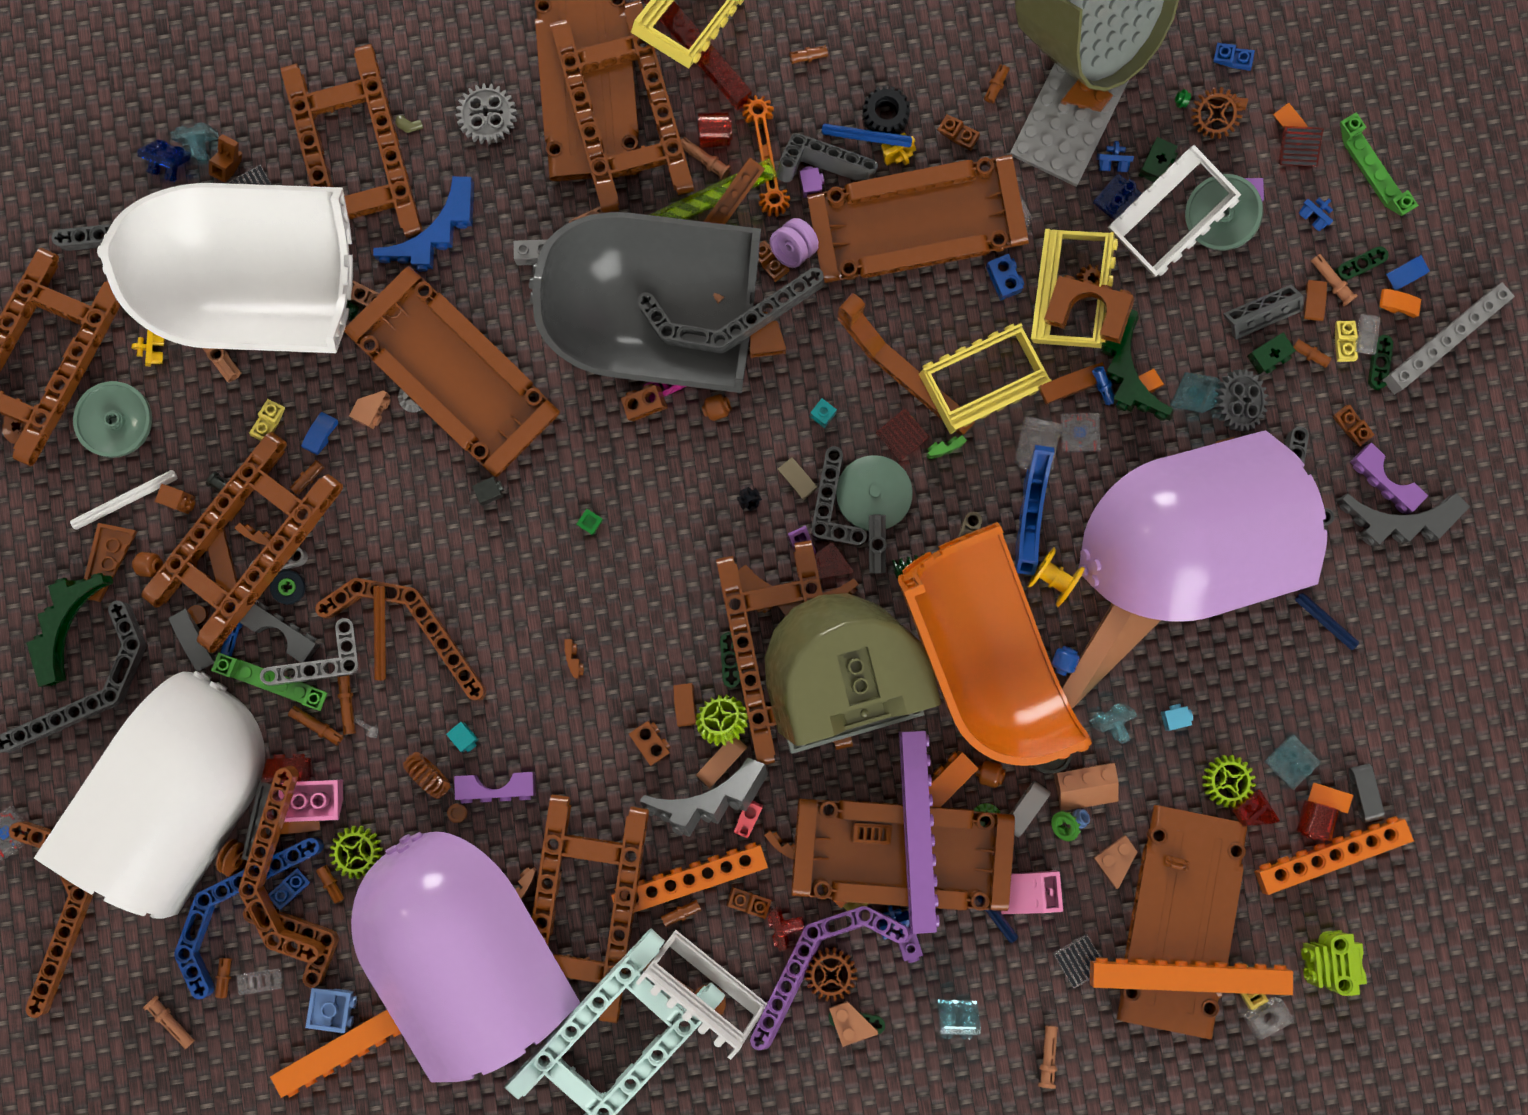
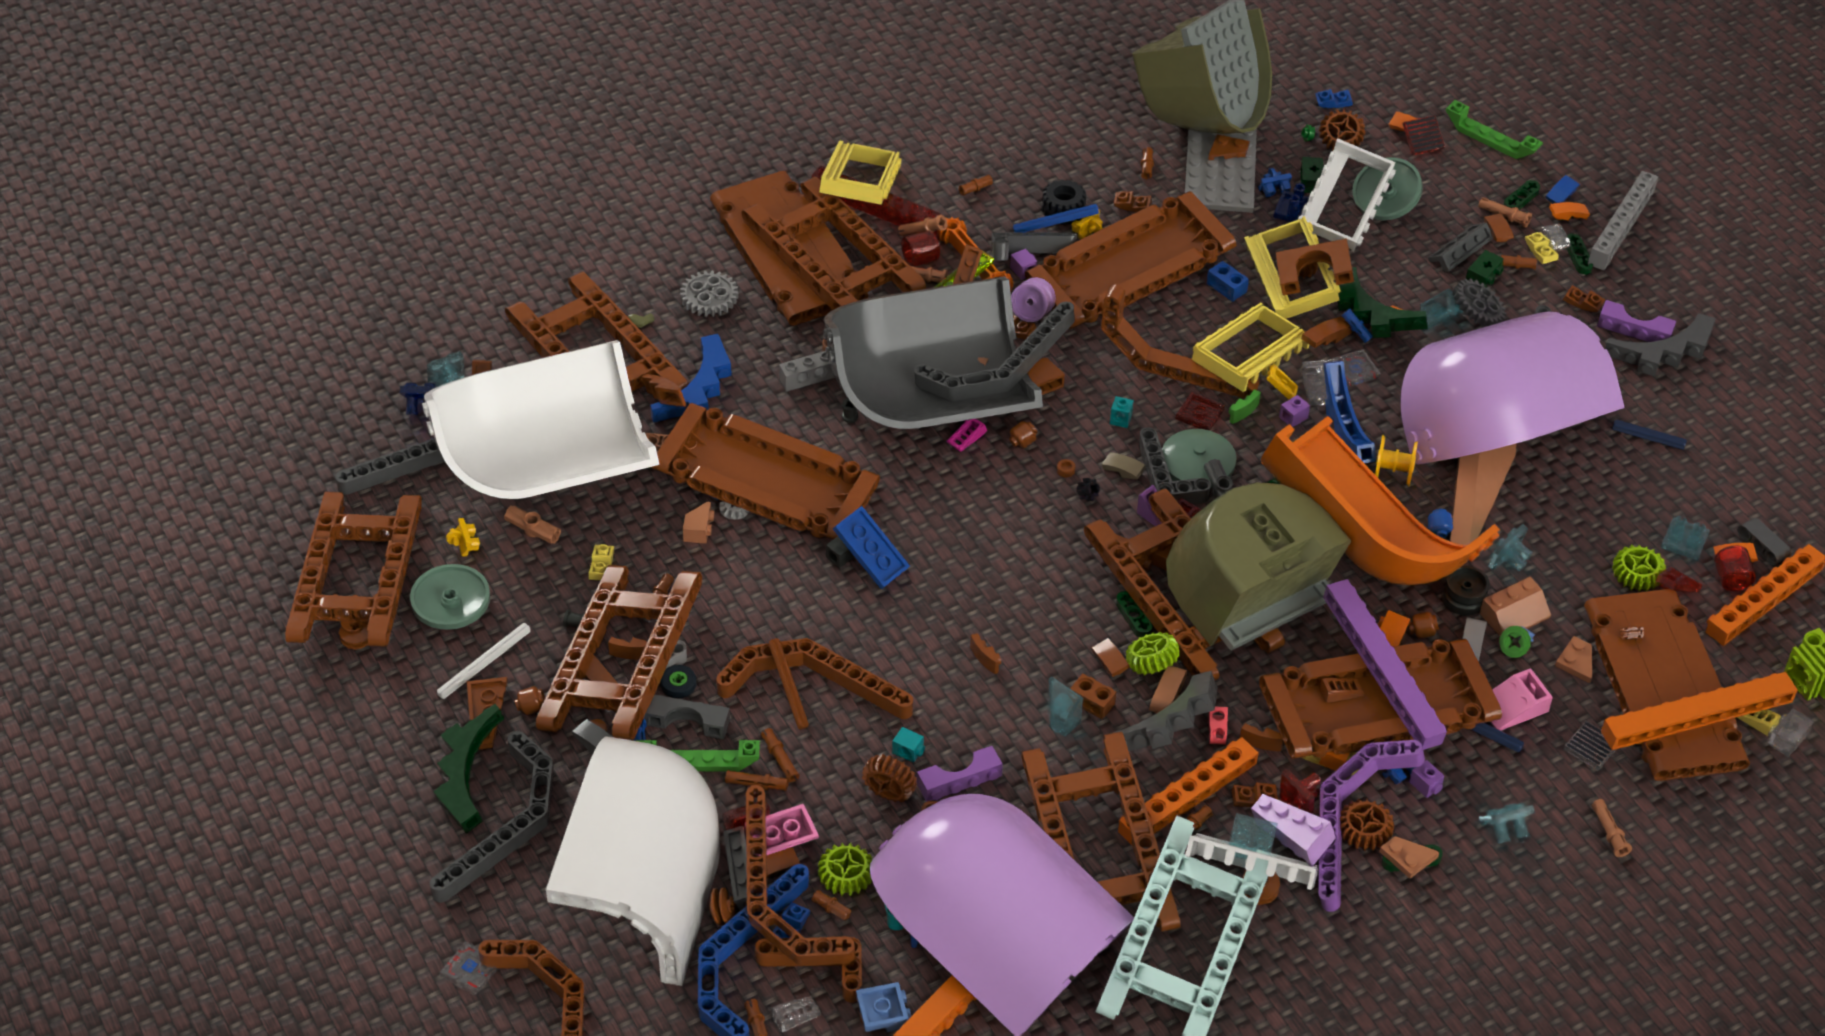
camera: 20 degrees left, 35 degrees down
(175, 499) = (540, 636): dark orange brick -> none
(319, 431) = (657, 555): blue slope -> none
(320, 664) = (727, 733): light grey beam -> none
(371, 730) = (814, 769): clear hand -> none
(389, 240) = (664, 390): none -> dark orange slope
(512, 504) = (871, 547): none -> blue plate
(589, 522) = (948, 549): green plate -> none
(612, 752) = (1063, 707): none -> clear light blue slope
(644, 407) = (956, 449): dark orange brick -> none
(715, 964) = (1252, 834): none -> clear light blue plate
(730, 105) = (932, 224): none -> nougat pin
(742, 459) = (1066, 468): none -> dark orange tile
(760, 972) = (1296, 828): none -> lavender wedge
(986, 426) = (1282, 382): none -> yellow tile
(992, 470) = (1294, 411): none -> medium lavender brick
(1177, 717) = (1564, 536): medium azure brick -> none
(1323, 219) = (1464, 171): blue hips -> none

